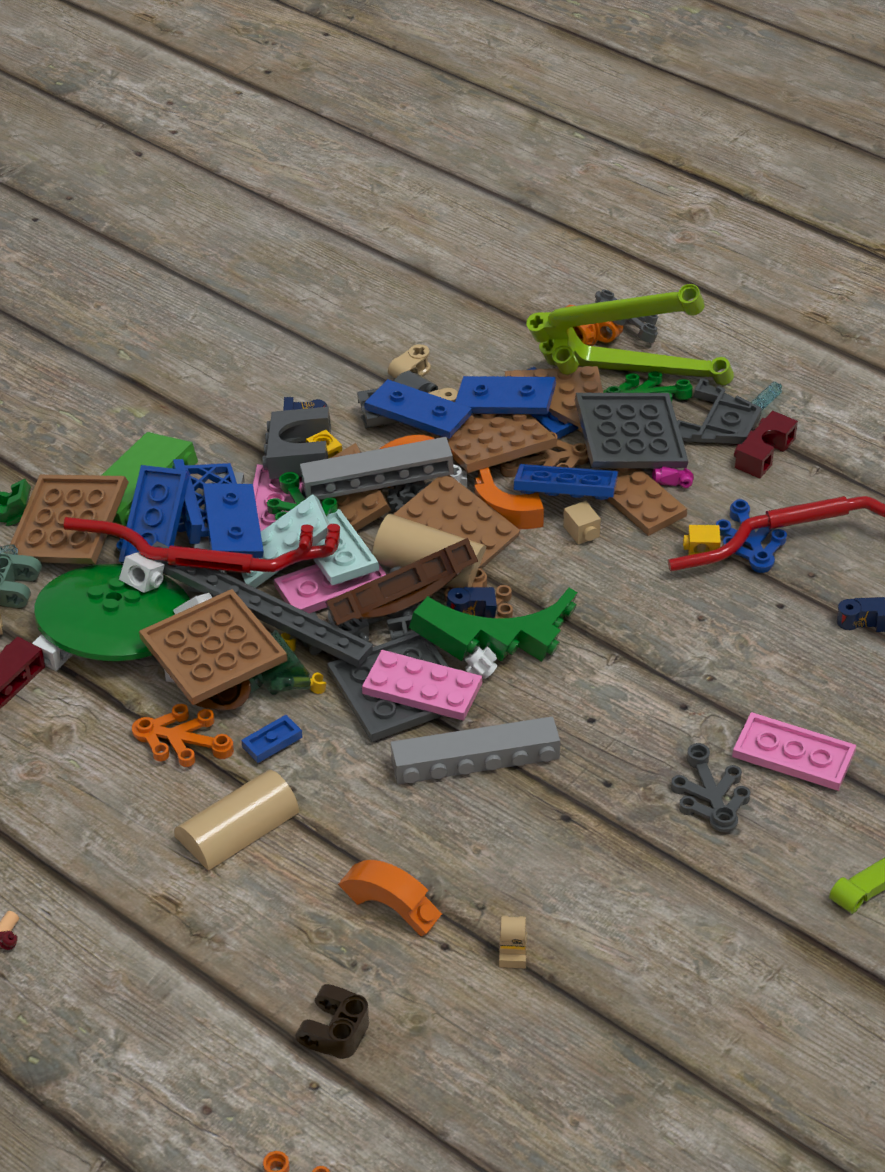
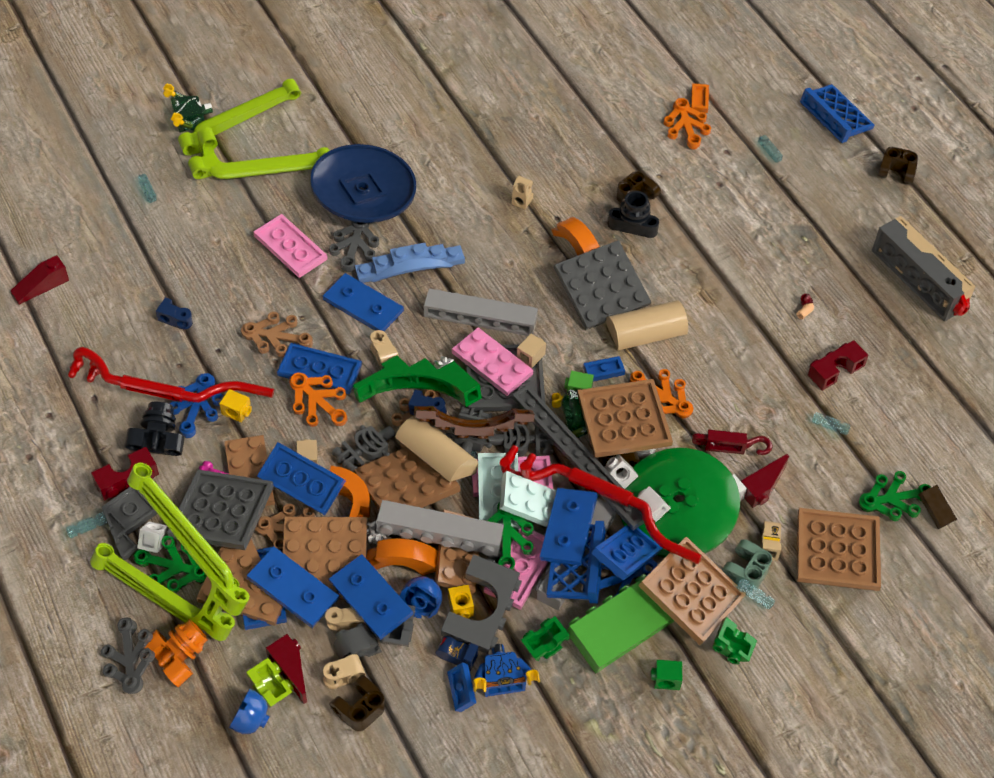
camera: 160 degrees left, 10 degrees up
(69, 703) = (730, 442): none -> dark red piece
(73, 458) = (667, 675): none -> green brick
(219, 445) = (546, 640): none -> green cylinder
(248, 408) = (503, 673): none -> torso
(283, 387) = (461, 687): none -> blue plate
(296, 702) = (578, 381): none -> bright green brick
(317, 949) = (634, 216): none -> black beam
(322, 840) = (602, 284): none -> dark grey plate
(367, 432) = (422, 594): none -> blue cylinder
(374, 347) = (361, 707): none -> dark brown piece
(375, 705) = (531, 350): none -> tan brick
(466, 354) = (287, 656): none -> dark red slope
(472, 336) = (268, 682): none -> lime cylinder
(477, 307) = (250, 714): none -> blue cylinder
(523, 556) = (369, 450): none -> dark grey torso
(574, 662) = (382, 347): none -> tan piece
(605, 781) = (409, 259): none -> medium blue piece
(611, 576) = (317, 397): none -> orange plant
(637, 617) = (320, 363): none -> blue plate
(642, 716) = (363, 303): none -> blue plate
(689, 389) = (151, 536): none -> white brick
(754, 634) = (253, 331): none -> medium nougat plant
(764, 827) = (383, 174): none -> dark blue dish
(767, 488) = (157, 435): none -> black beam

